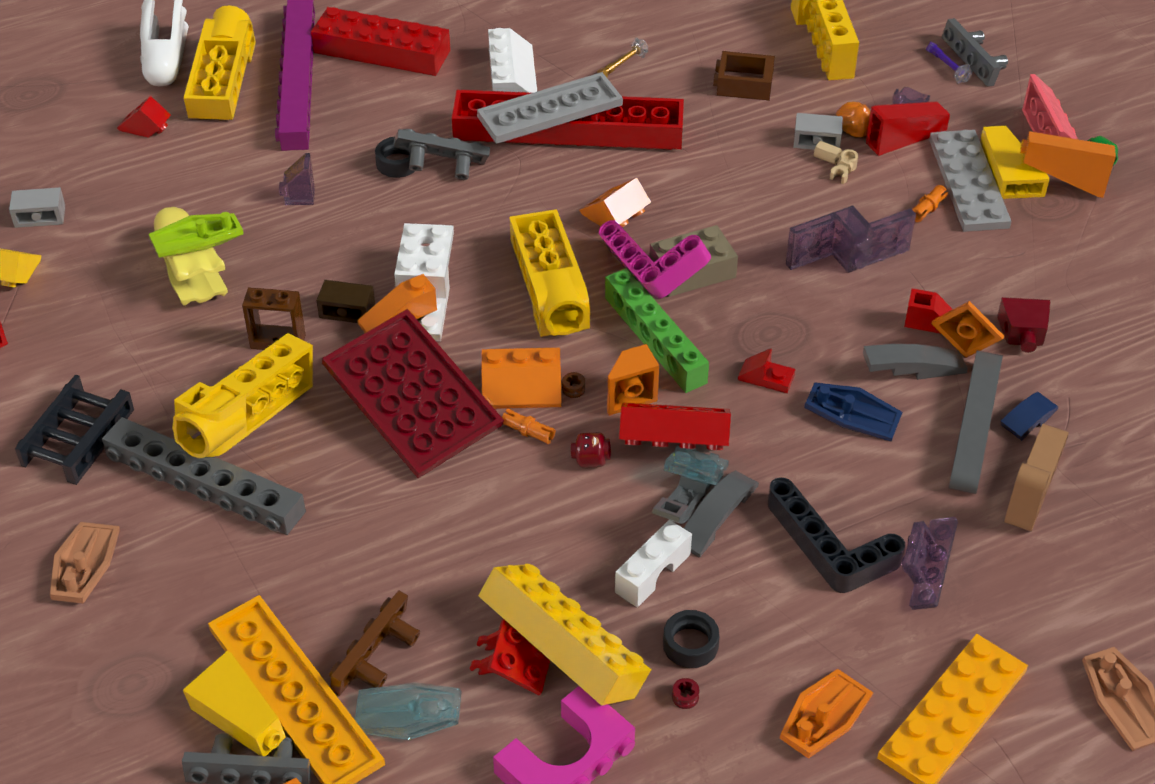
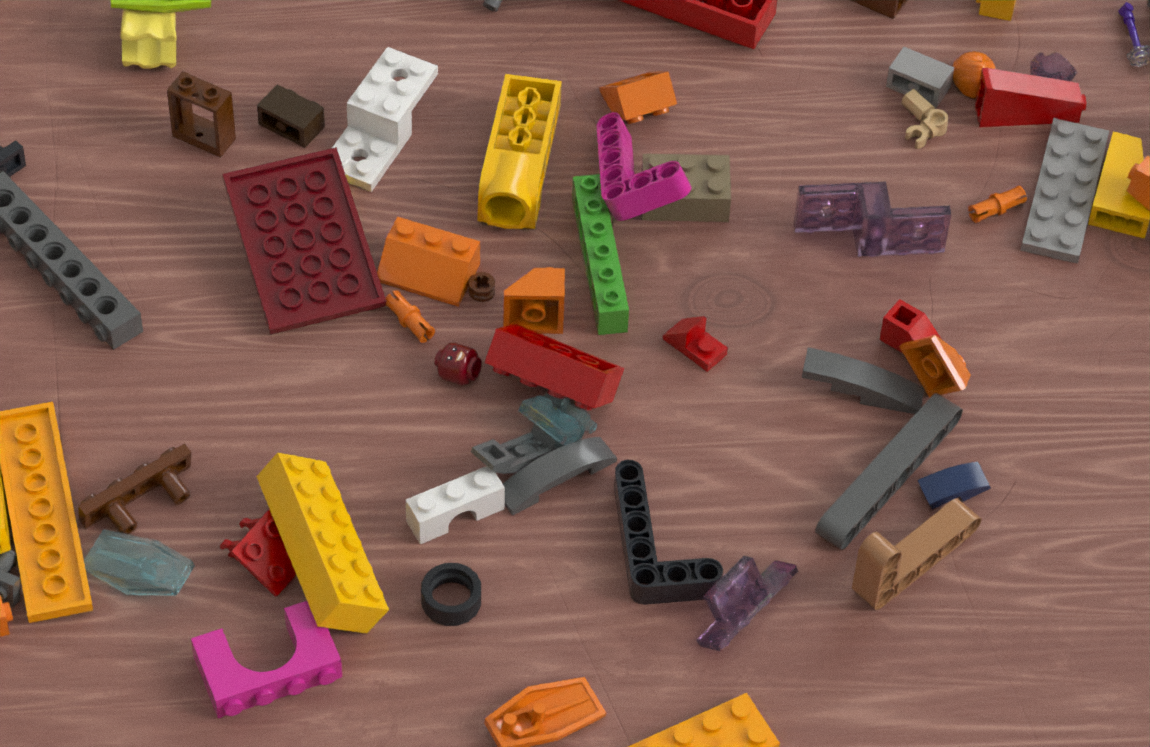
camera: 20 degrees right, 5 degrees up
(243, 398) = (128, 191): yellow brick -> none
(413, 294) = (353, 135): orange slope -> none
(682, 685) = (415, 655): dark red bush -> none
(854, 410) = (765, 414): dark blue piece -> none
(1024, 321) = (1017, 379): dark red torso -> none

